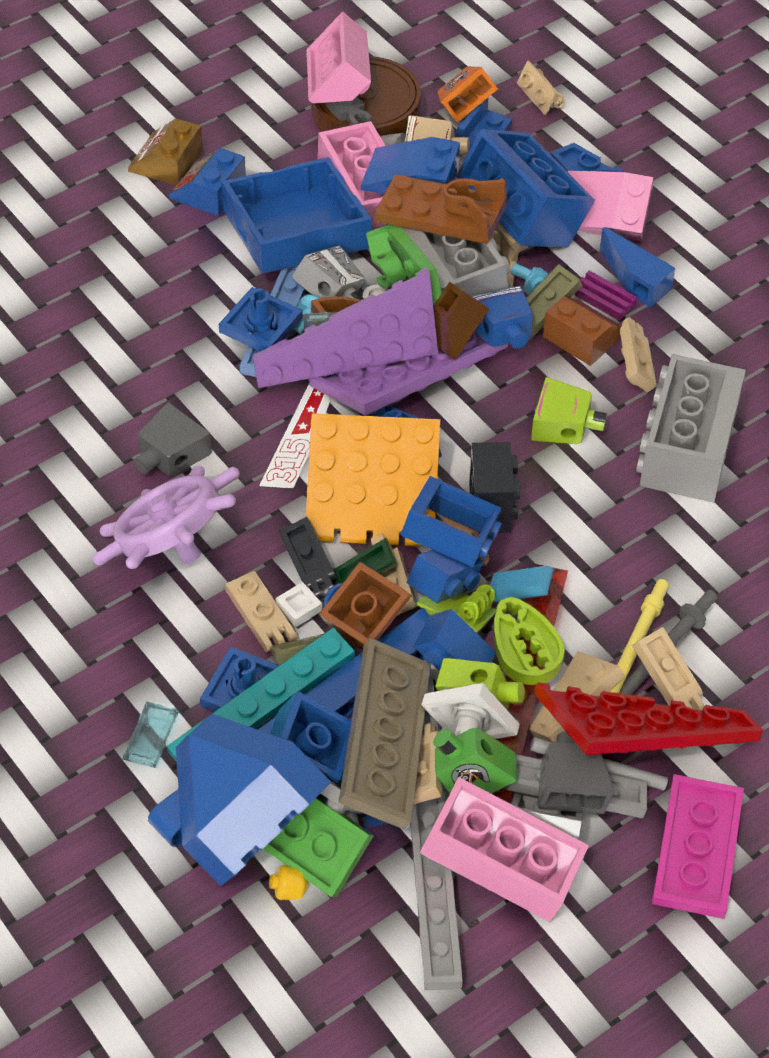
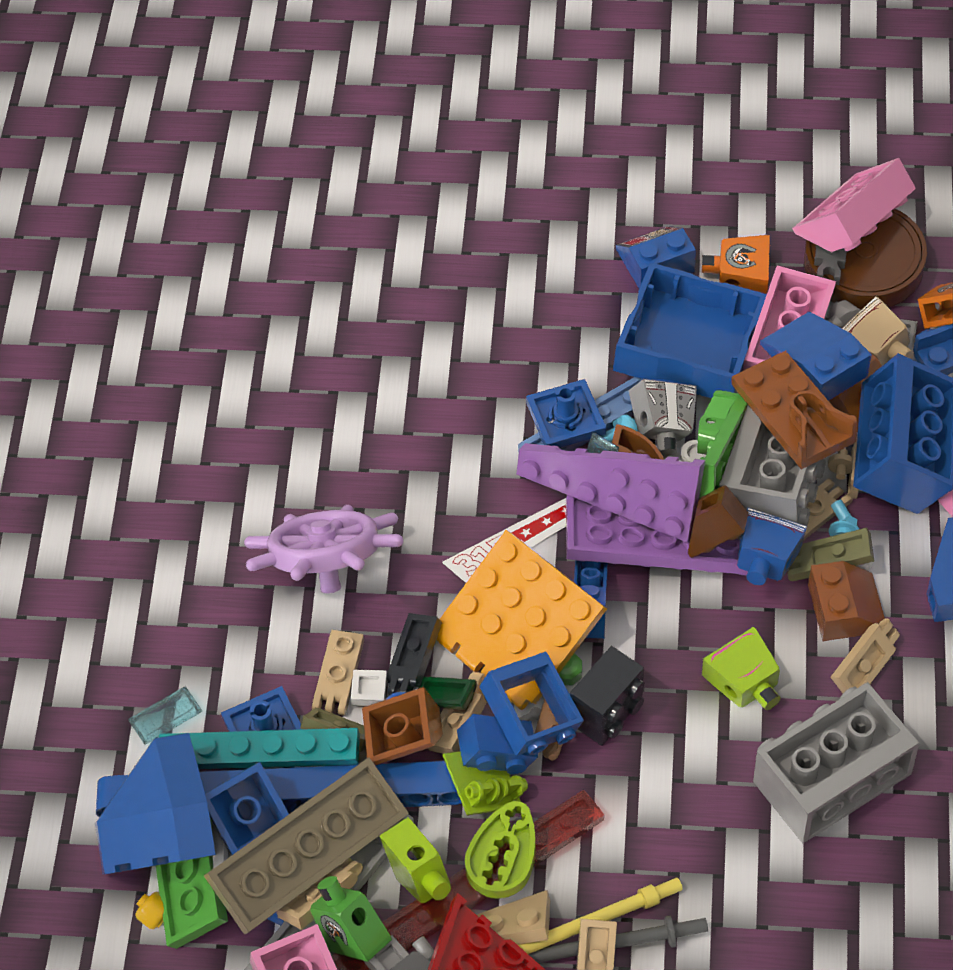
camera: 45 degrees right, 5 degrees up
(169, 152) = (649, 206): pearl gold slope -> none
(171, 442) = (401, 477): dark grey torso -> none
(281, 149) = (741, 262): none -> orange torso
(451, 637) = (437, 813): blue brick -> none
(470, 708) = (389, 880): white plate -> none
(522, 583) = (553, 798): dark azure tile -> none
(607, 293) = (893, 560): magenta tile -> none

